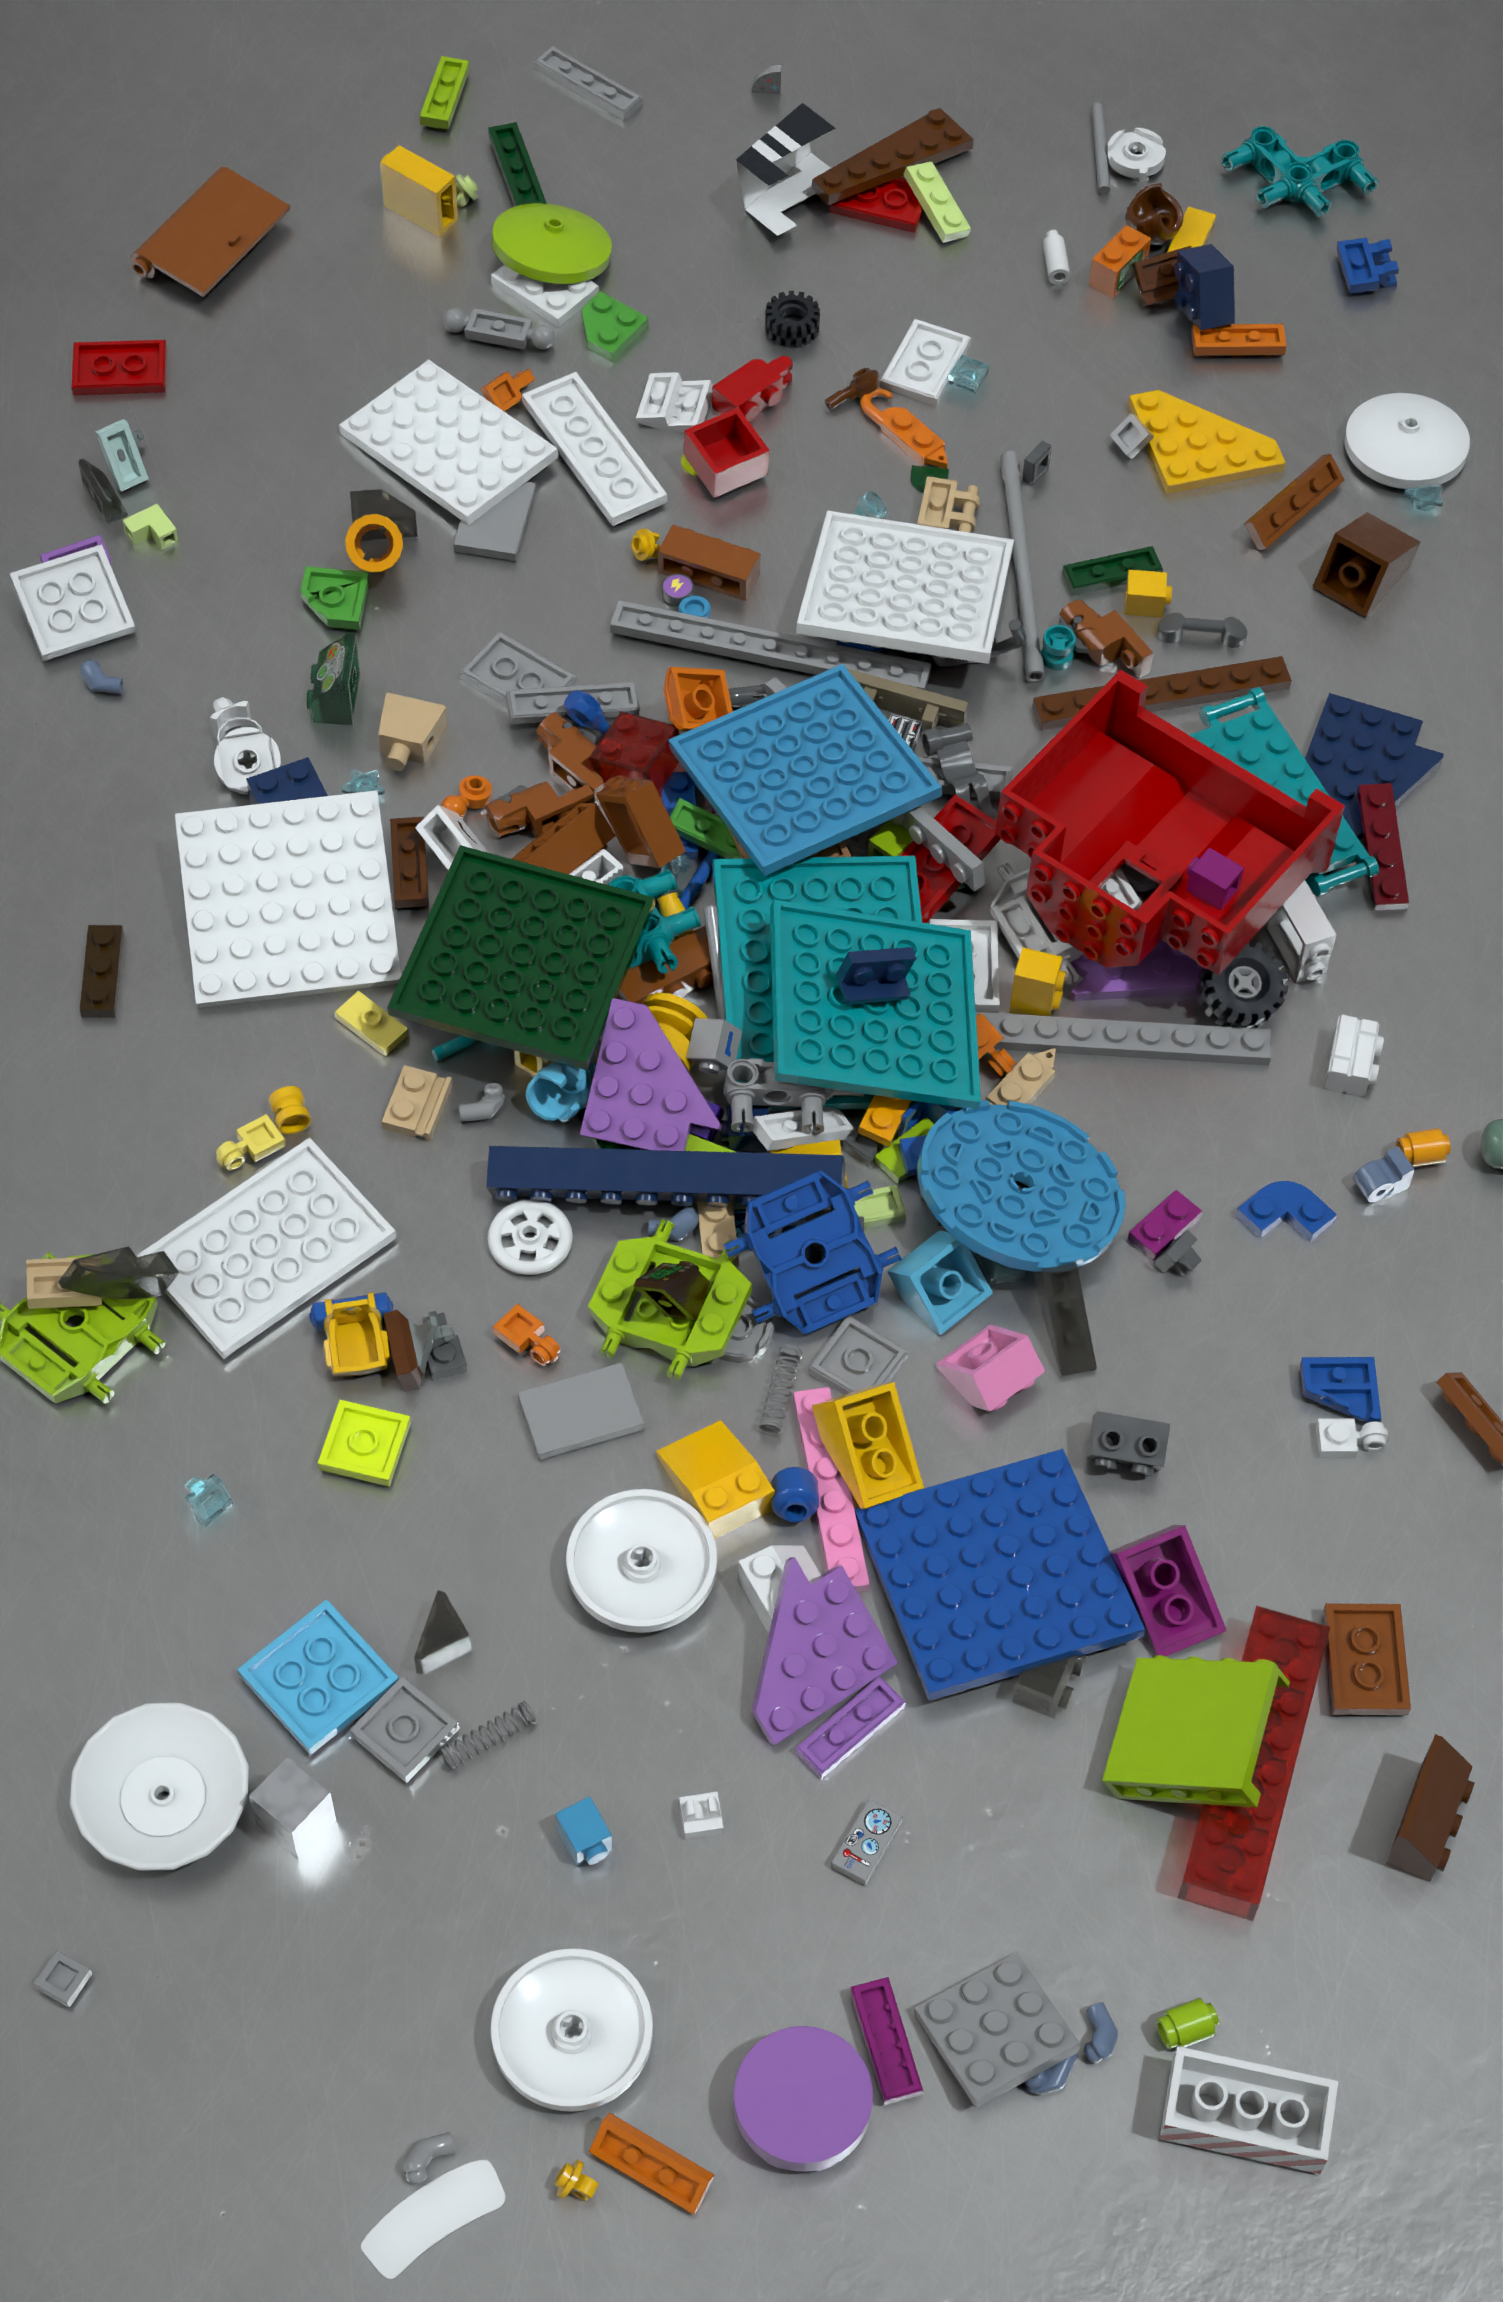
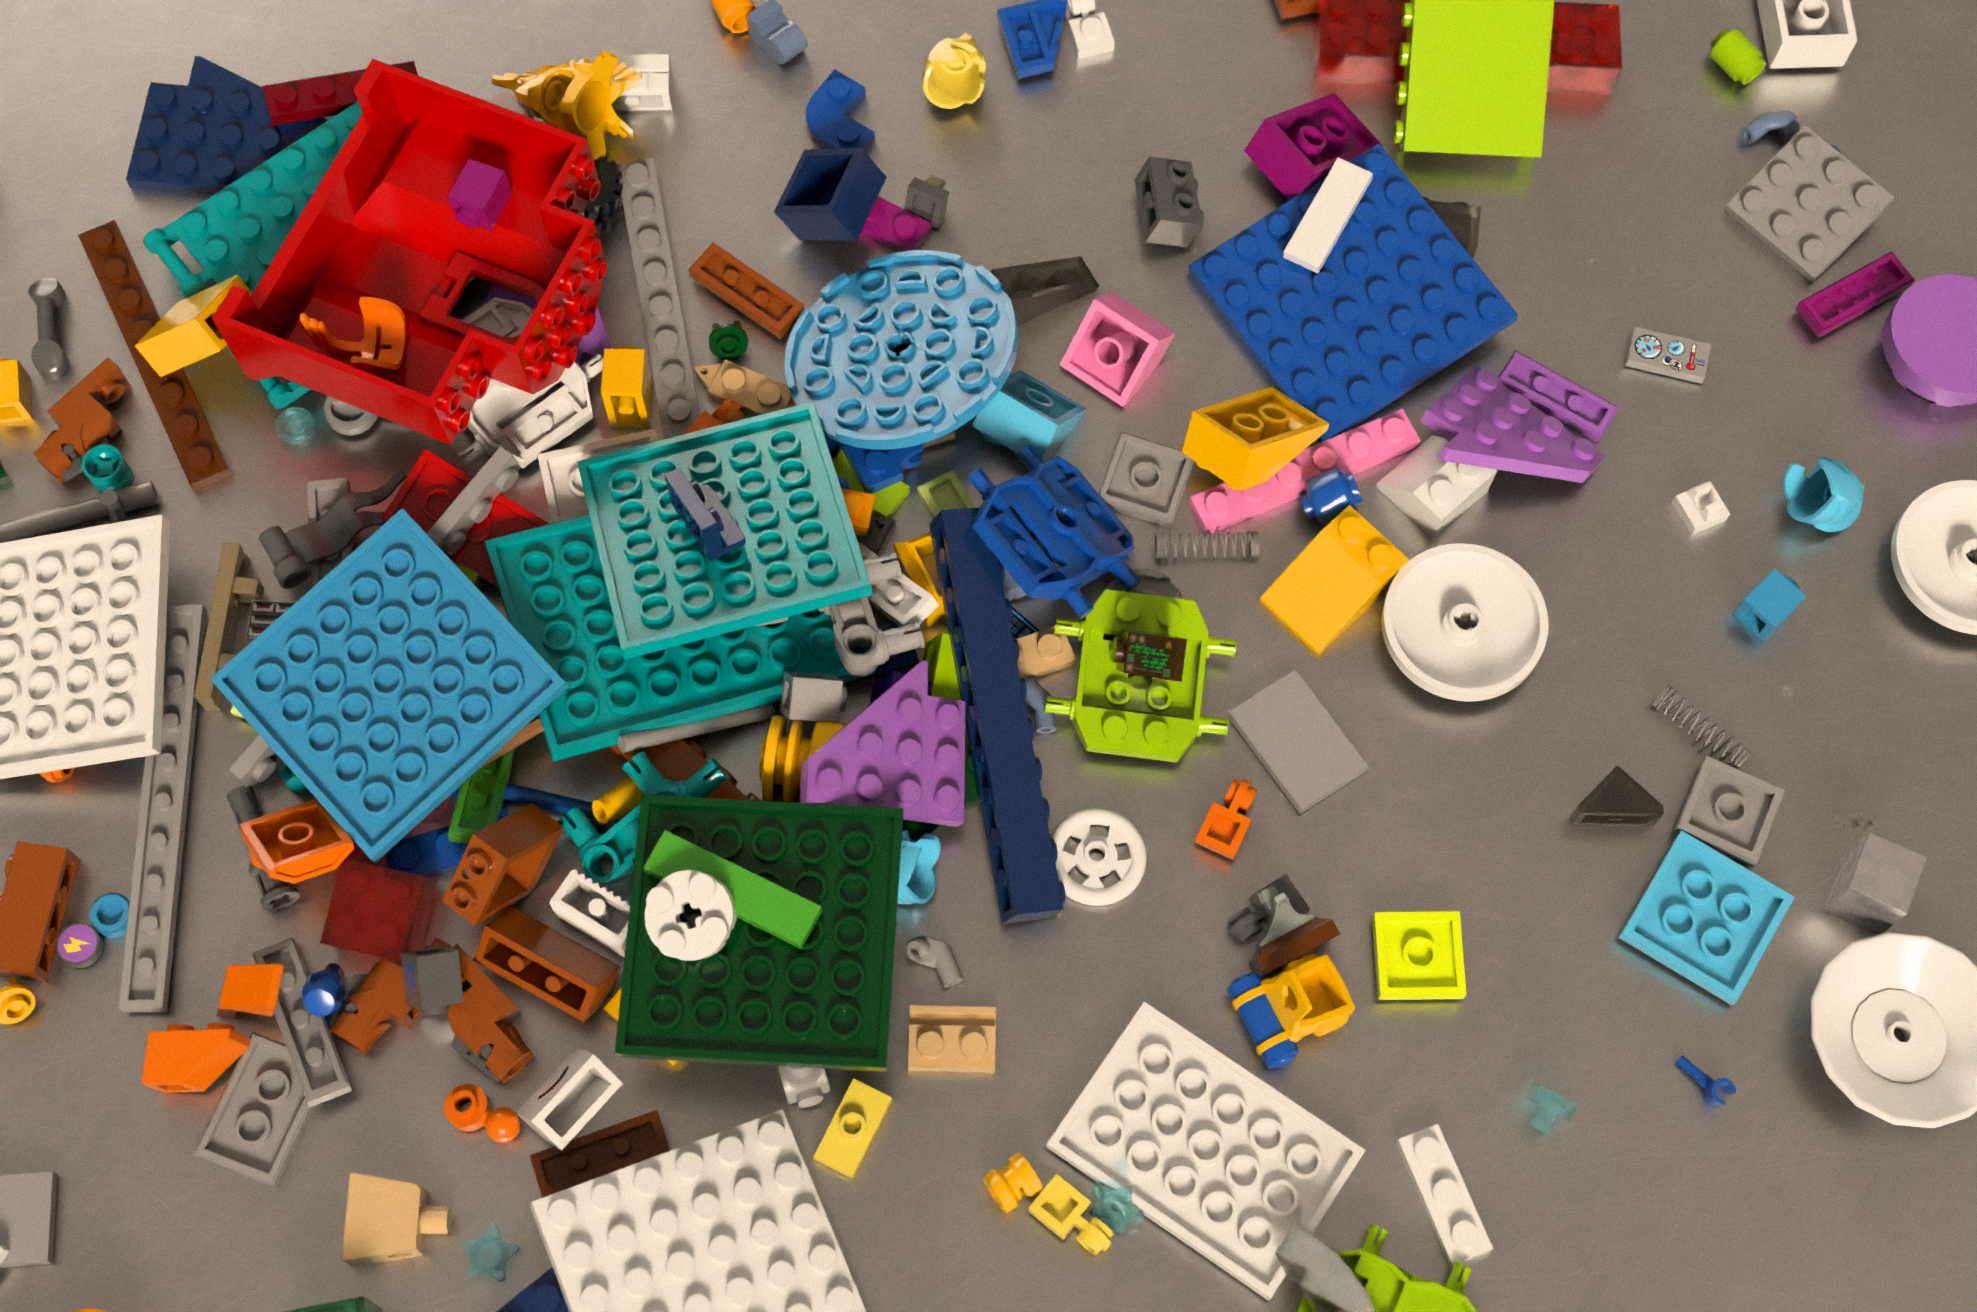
camera: 105 degrees left, 10 degrees up
(169, 1406) = (1444, 1195): none -> white plate
(181, 1633) = (1708, 1084): none -> blue hand
(244, 1171) = (1114, 1218): none -> clear light blue plate
(529, 889) = (667, 903): none -> white plate
(556, 935) = (755, 898): none -> bright green tile
(566, 632) = (190, 1058): none -> orange slope
(567, 766) = (432, 979): none -> dark grey brick
(601, 669) = (250, 989): none -> orange slope
(674, 1923) = (1825, 498): none -> medium azure helmet
(1072, 1075) = (728, 340): none -> dark green plate
(1073, 1558) = (1327, 215): none -> white tile
(1077, 792) = (375, 314): none -> orange helmet
(1120, 1099) = (746, 290): none -> dark orange plate
(1167, 699) = (187, 330): none -> yellow brick
(1190, 1167) = (830, 194): none -> dark blue piece
(1311, 1302) = (954, 72): none -> light yellow helmet
(1323, 986) = (577, 96): none -> yellow piece

